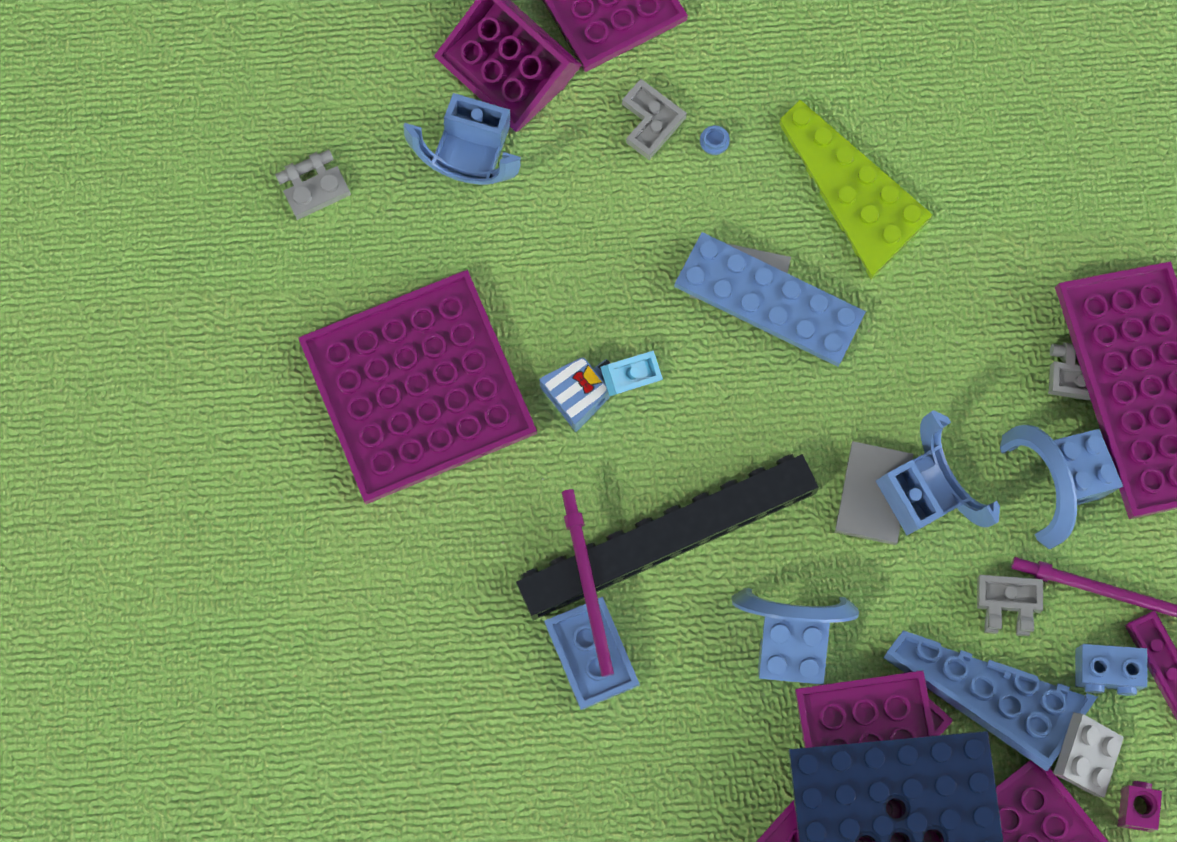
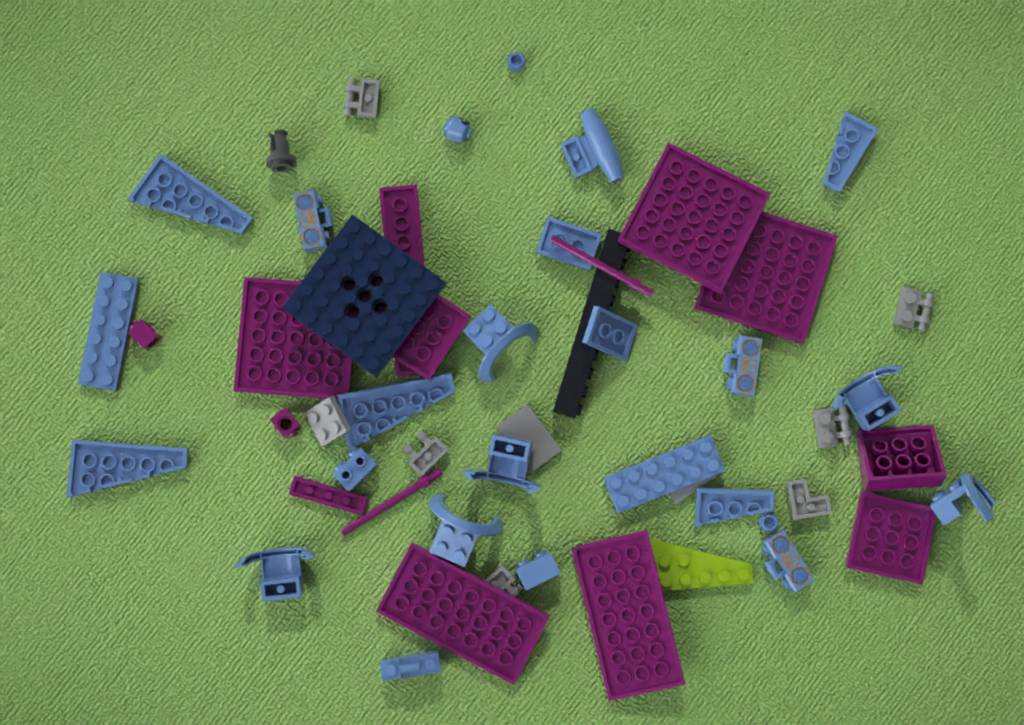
camera: 125 degrees right, 10 degrees up
(169, 415) = (849, 148): none -> medium blue wing
(426, 522) = (694, 218): none -> magenta plate
(442, 726) = (593, 149): none -> medium blue plate
(545, 165) = (826, 429): none -> light grey plate
(553, 312) = (747, 357): none -> medium blue piece
(576, 390) = (697, 344): torso -> none
(631, 373) = (683, 374): medium azure plate -> none
(662, 500) = (609, 333): none -> medium blue plate
(734, 94) = (792, 567): none -> medium blue piece
(739, 205) = (726, 503): none -> medium blue wing
(968, 202) = (628, 615): none -> magenta plate
(1018, 345) = (537, 570): none -> medium blue brick

